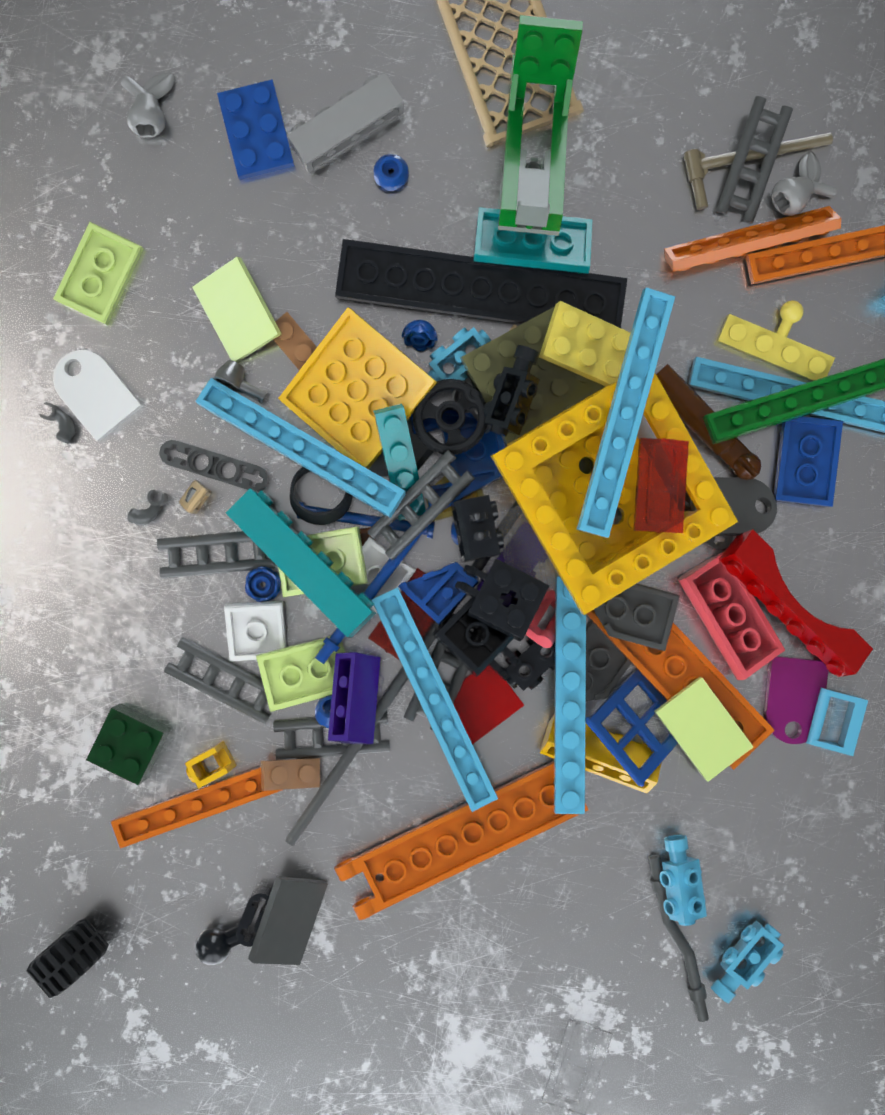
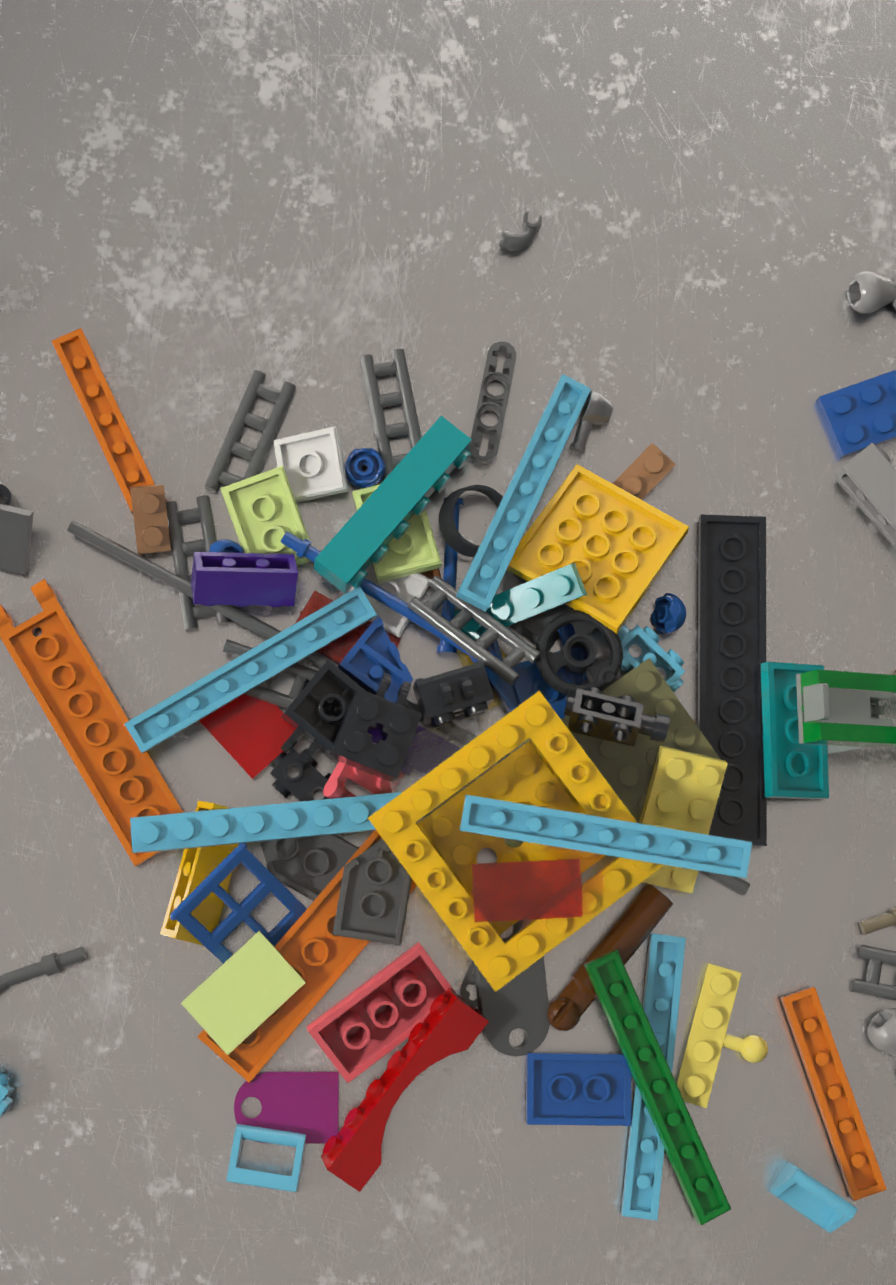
camera: 80 degrees right, 10 degrees down
(95, 394) = (557, 269): white tile -> none
(98, 273) = (691, 259): yellowish green tile -> none
(128, 744) = (170, 339): dark green brick -> none
(145, 516) = (427, 334): dark grey arm -> none
(194, 497) = (454, 385): tan slope -> none
(198, 771) = (147, 416): yellow window -> none
(236, 310) = (670, 409): yellowish green tile -> none
(397, 178) = (849, 574): blue plate -> none
(682, 882) = (54, 990): medium azure brick -> none
(752, 238) = (834, 991): orange plate -> none

